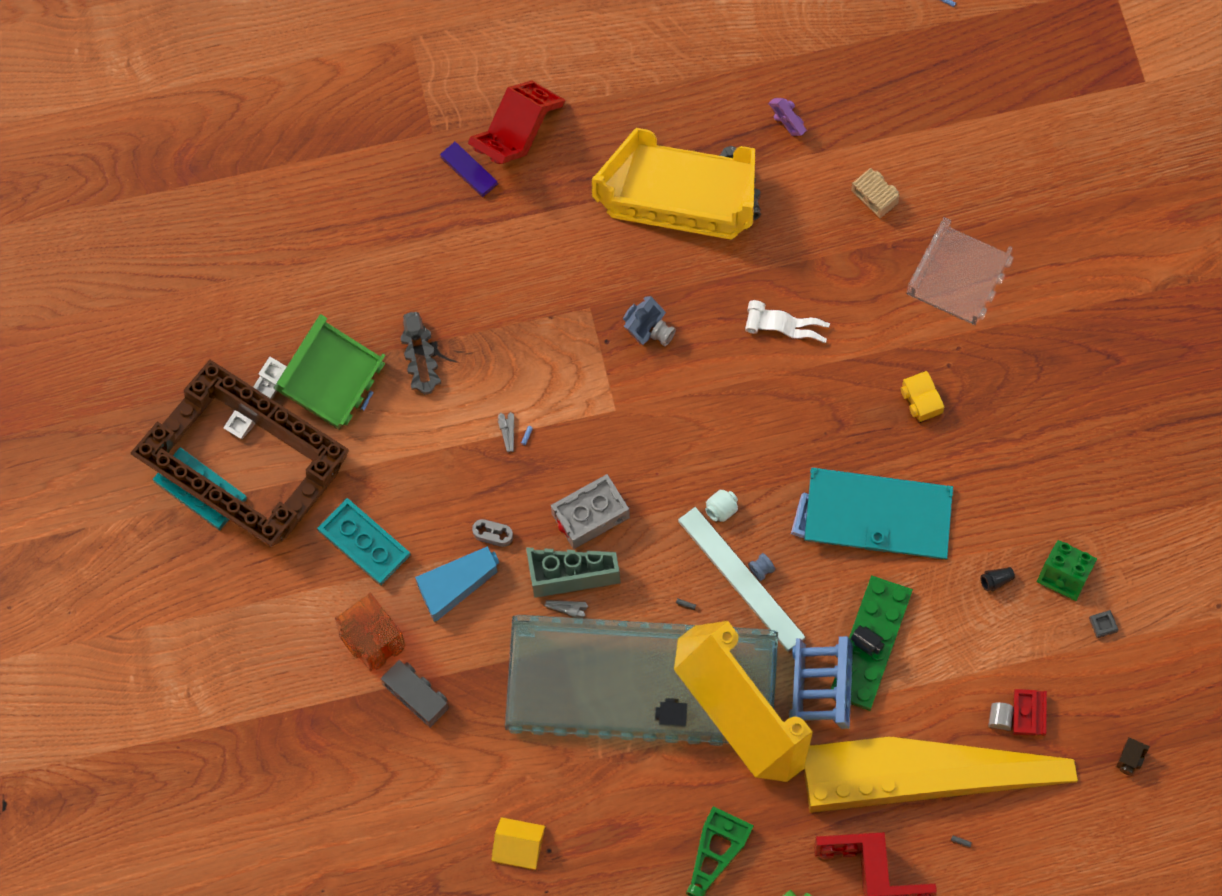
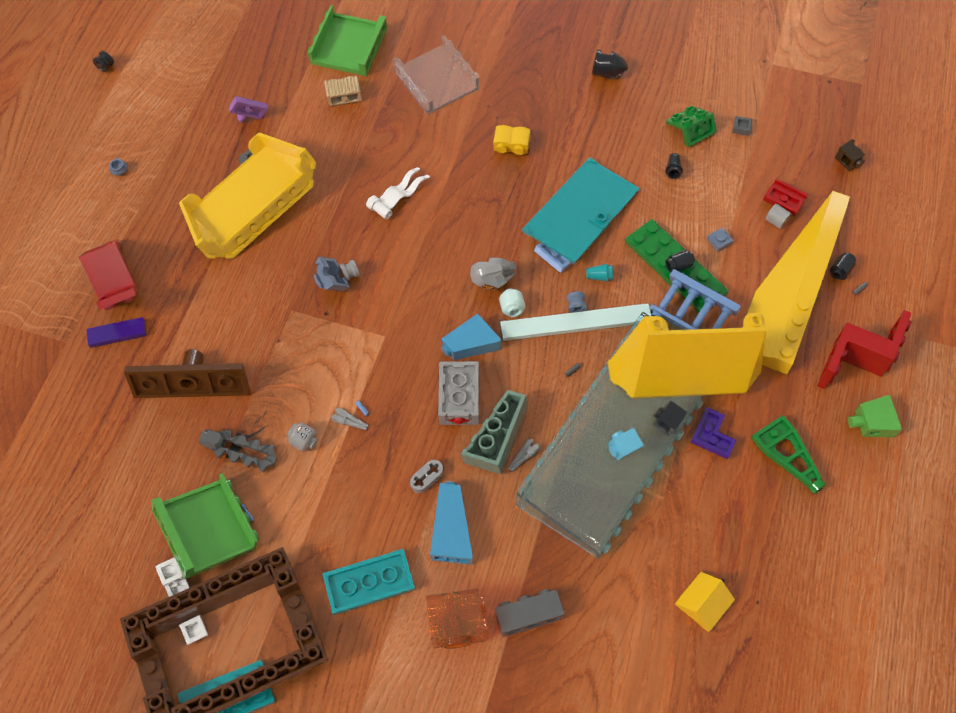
camera: 60 degrees left, 5 degrees down
(457, 265) = (188, 379): none -> reddish brown plate
(463, 400) = (302, 436): none -> light grey head
(618, 685) = (624, 444): none -> medium azure brick
(644, 43) = (117, 167): none -> sand blue plate
(657, 490) = (471, 339): none -> dark azure slope
(688, 765) = (709, 438): none -> dark purple plate
(739, 468) = (492, 273): none -> light grey helmet
(813, 573) = (601, 272): none -> teal cone
(932, 671) = (719, 239): none -> sand blue plate
(945, 156) = (347, 42): none -> bright green panel
(974, 810) = (843, 266): none -> black brick
(1088, 440) = (609, 65): none -> black helmet

